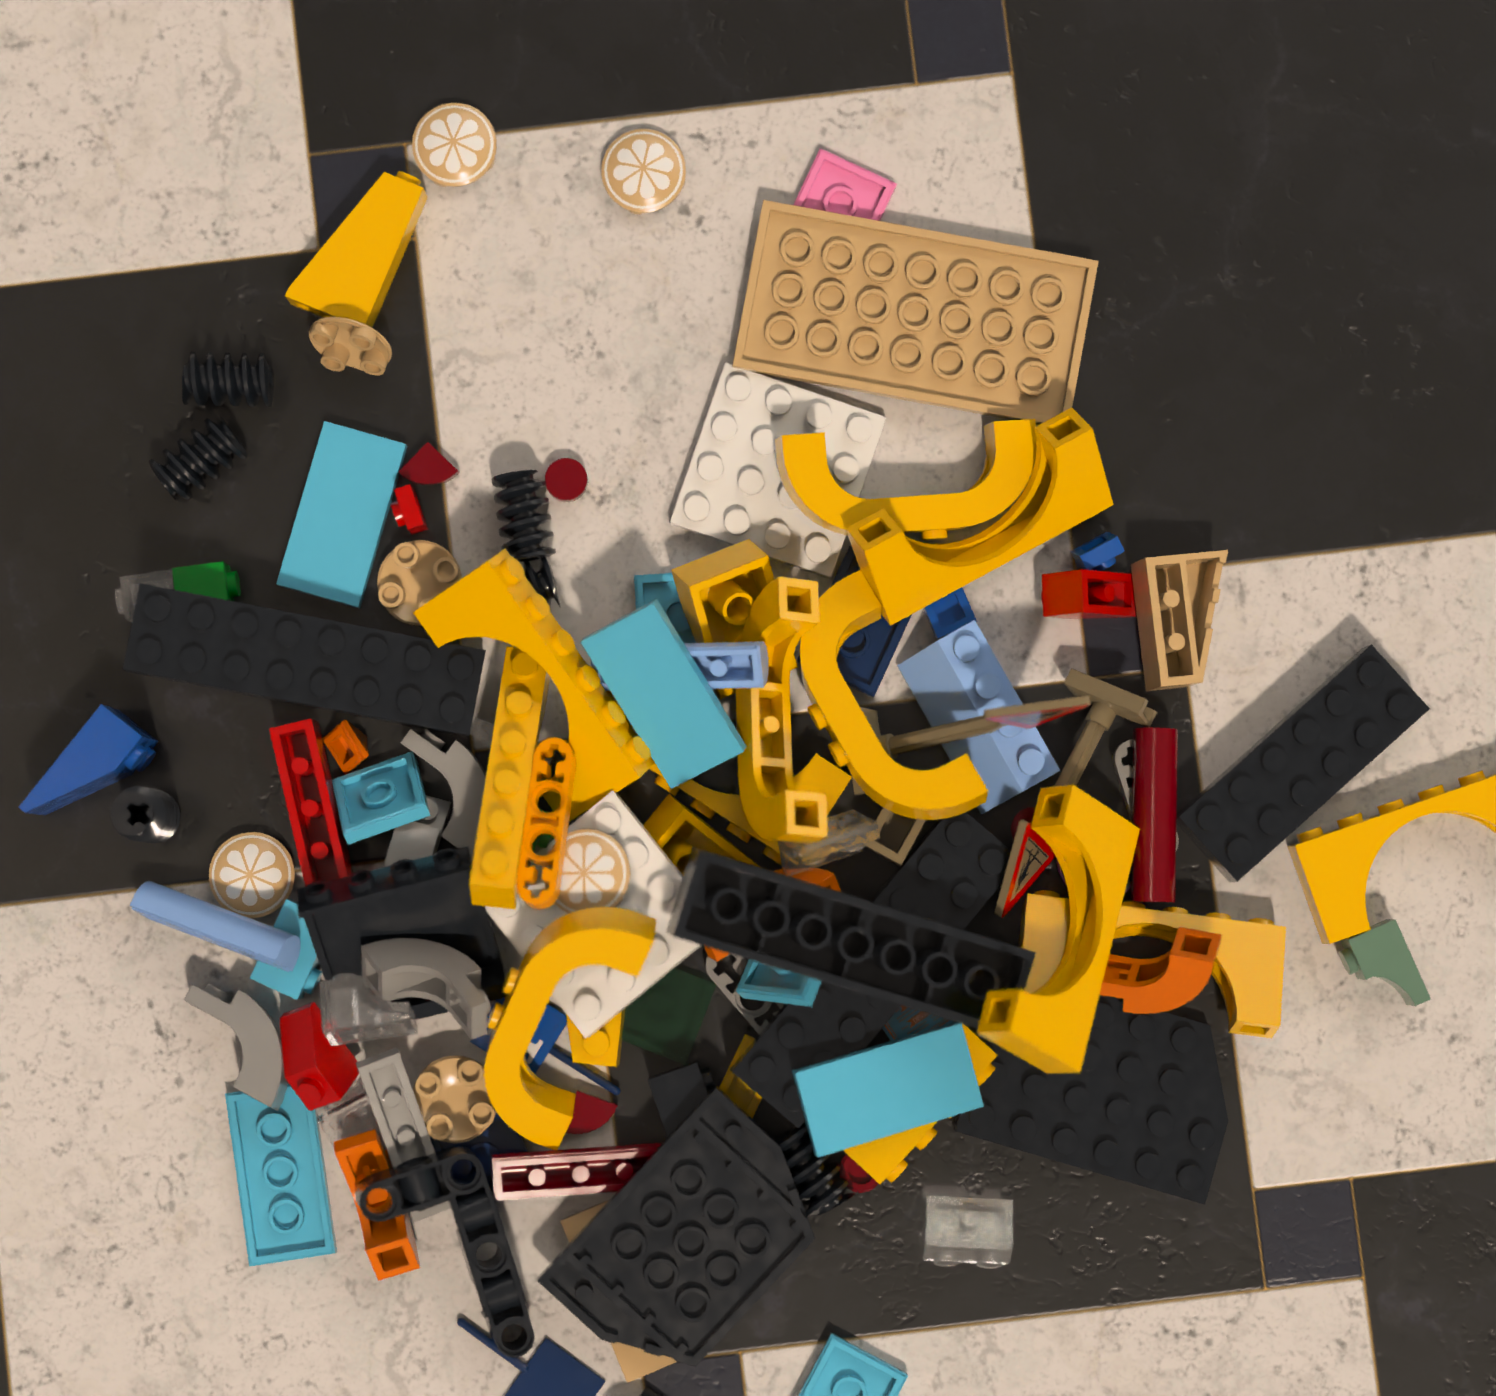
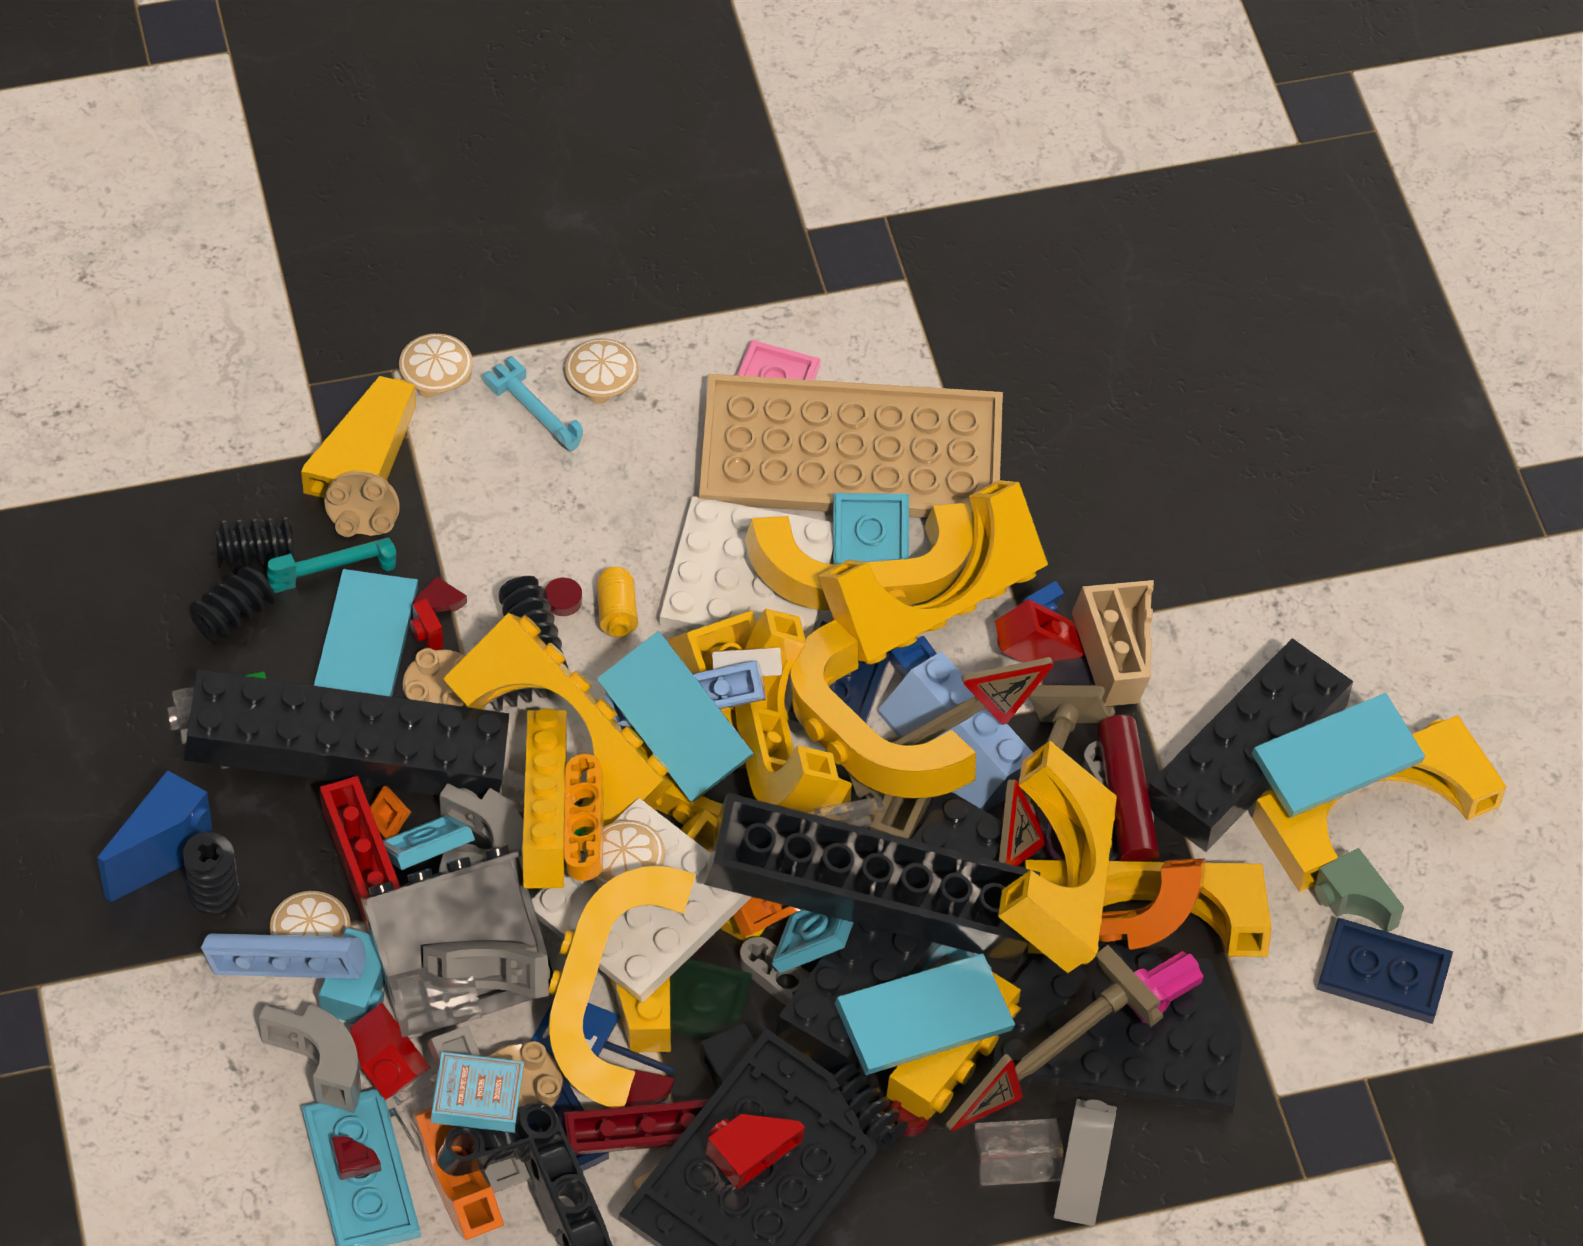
camera: 10 degrees left, 30 degrees down
(261, 421) = (284, 571): none -> teal hinge
(272, 1166) = (354, 1158): none -> dark red tile
(399, 1143) = (477, 1092): none -> medium azure tile
(593, 262) = (511, 381): none -> medium azure hinge
(624, 498) = (617, 602): none -> yellow head
(681, 1232) = (751, 1145): none -> red slope
(772, 636) = (768, 659): none -> white sticker
(920, 434) = (870, 527): none -> medium azure tile
(1038, 1255) = (1085, 1162): none -> light grey arch
(1105, 1091) = (1002, 1084): none -> dark tan piece
(1137, 1074) = (1171, 979): none -> dark pink piece
(1394, 809) = (1338, 755): none -> medium azure tile
(1396, 1054) = (1385, 970): none -> dark blue tile

